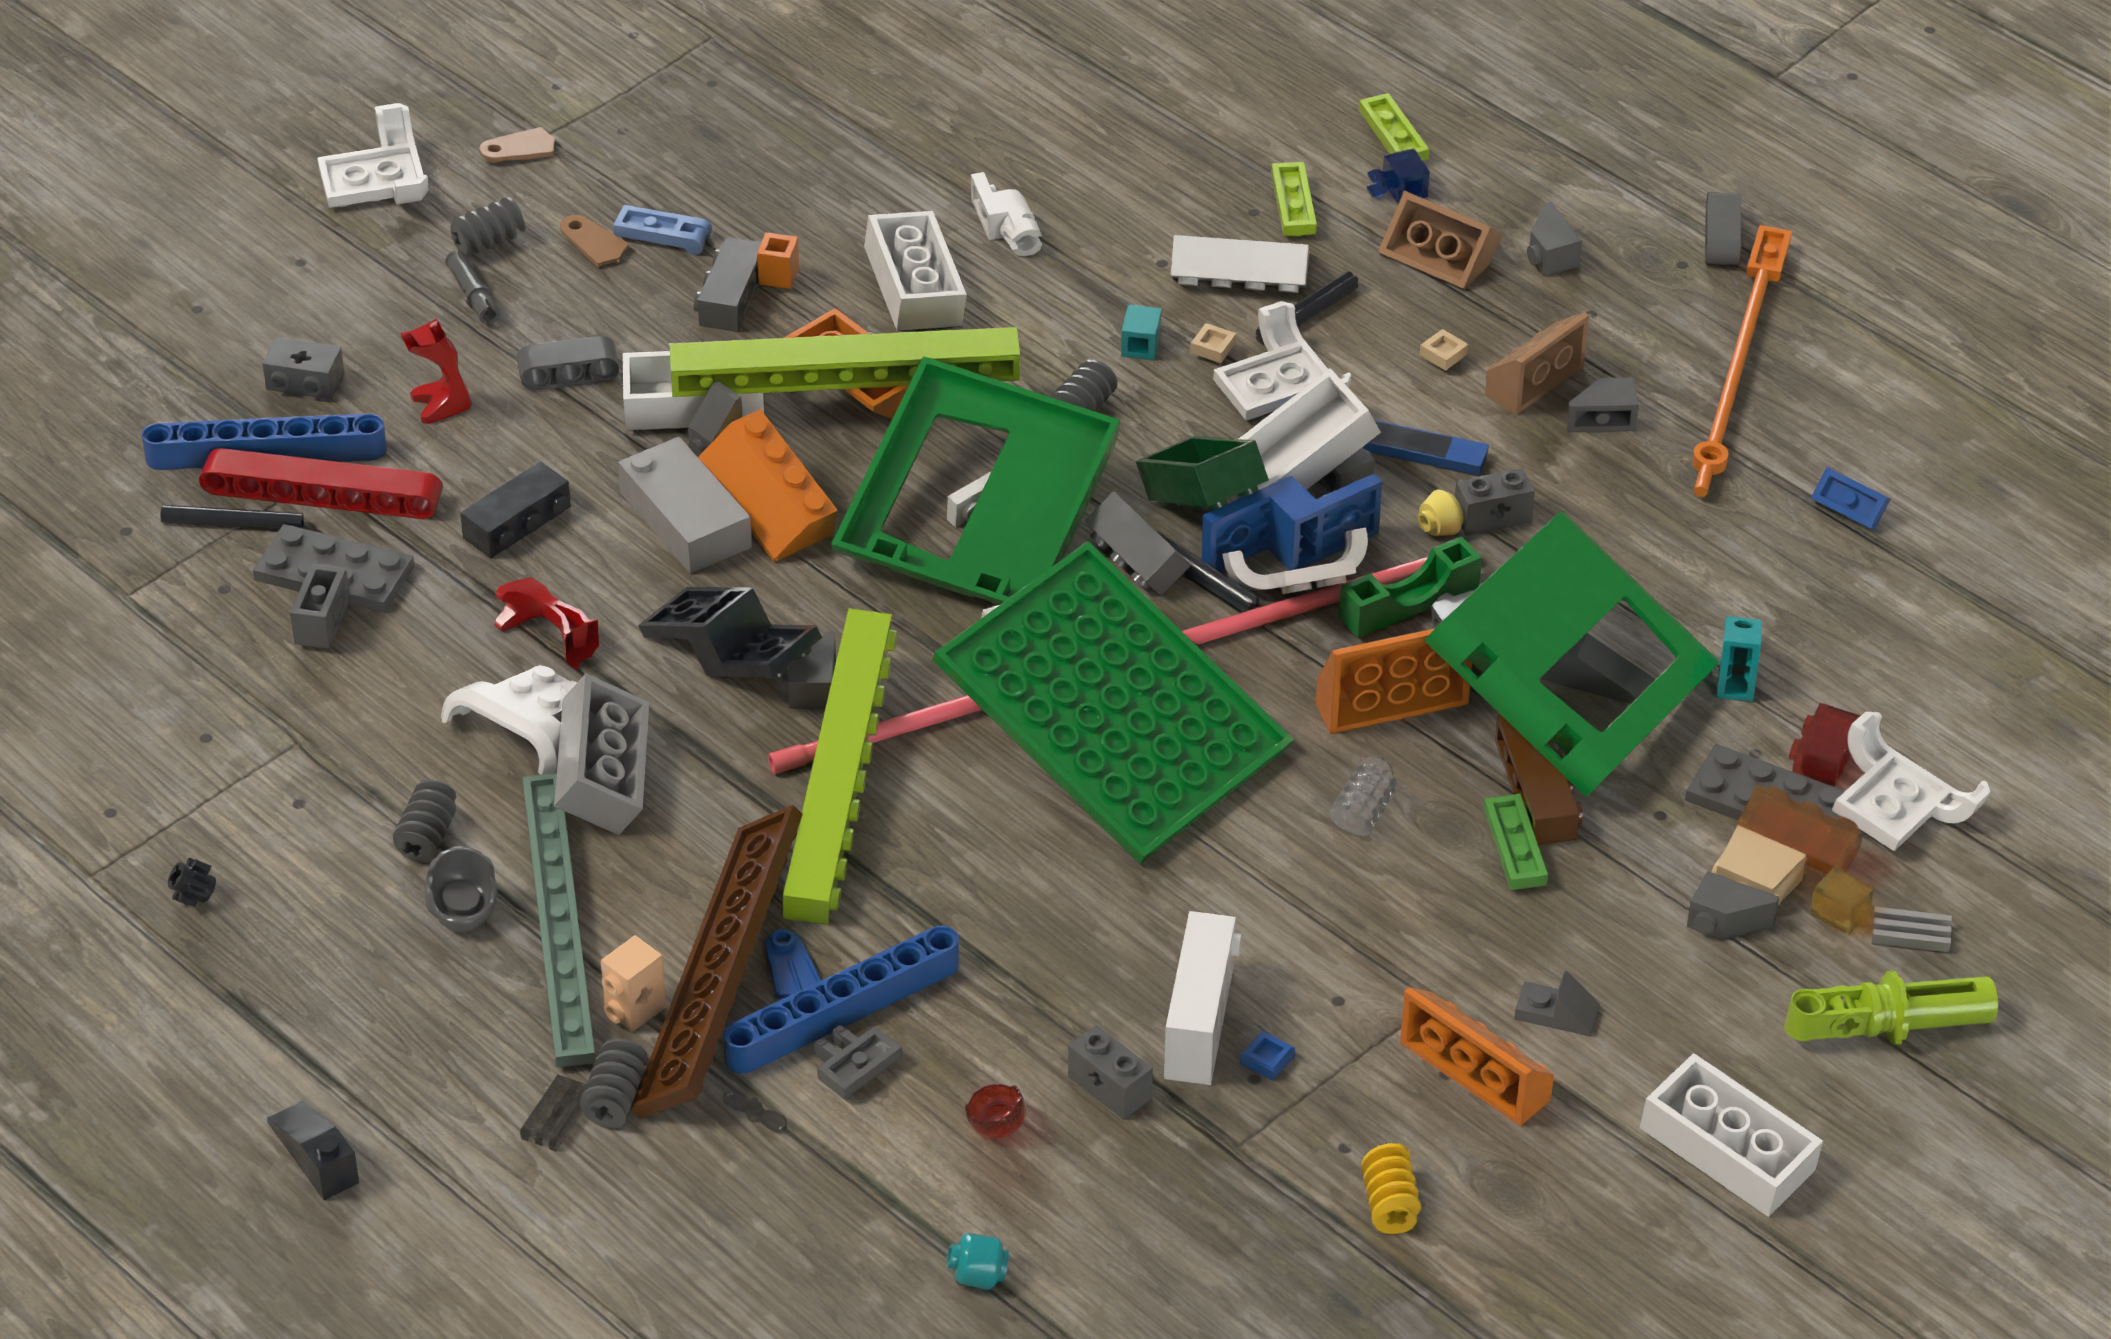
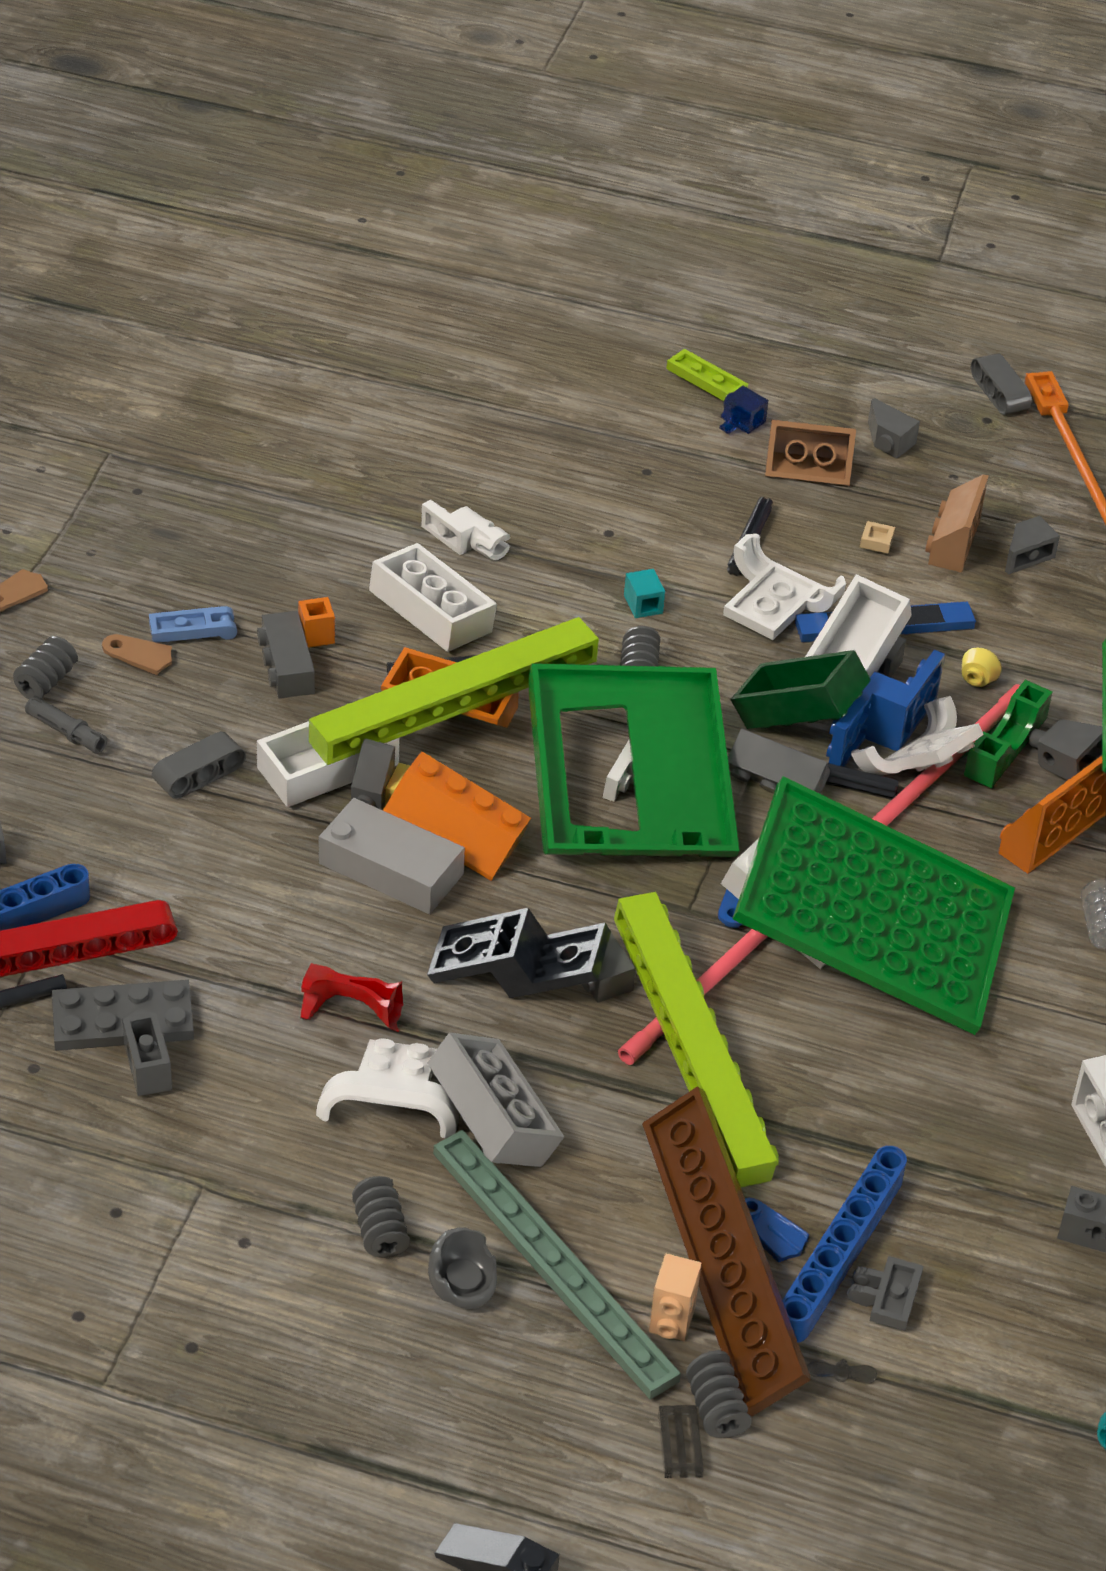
camera: 30 degrees left, 0 degrees up
(191, 882) = (213, 1354): black gear -> none
(450, 392) = (115, 824): red animal -> none
(515, 509) = (250, 908): black brick -> none
(996, 1110) = (1038, 1291): clear red hair -> none
(1213, 343) = (704, 585): tan plate -> none
(1240, 262) = (677, 513): white slope -> none
(1293, 199) = (675, 452): lime plate -> none
(1495, 501) = (1014, 641): dark grey brick -> none

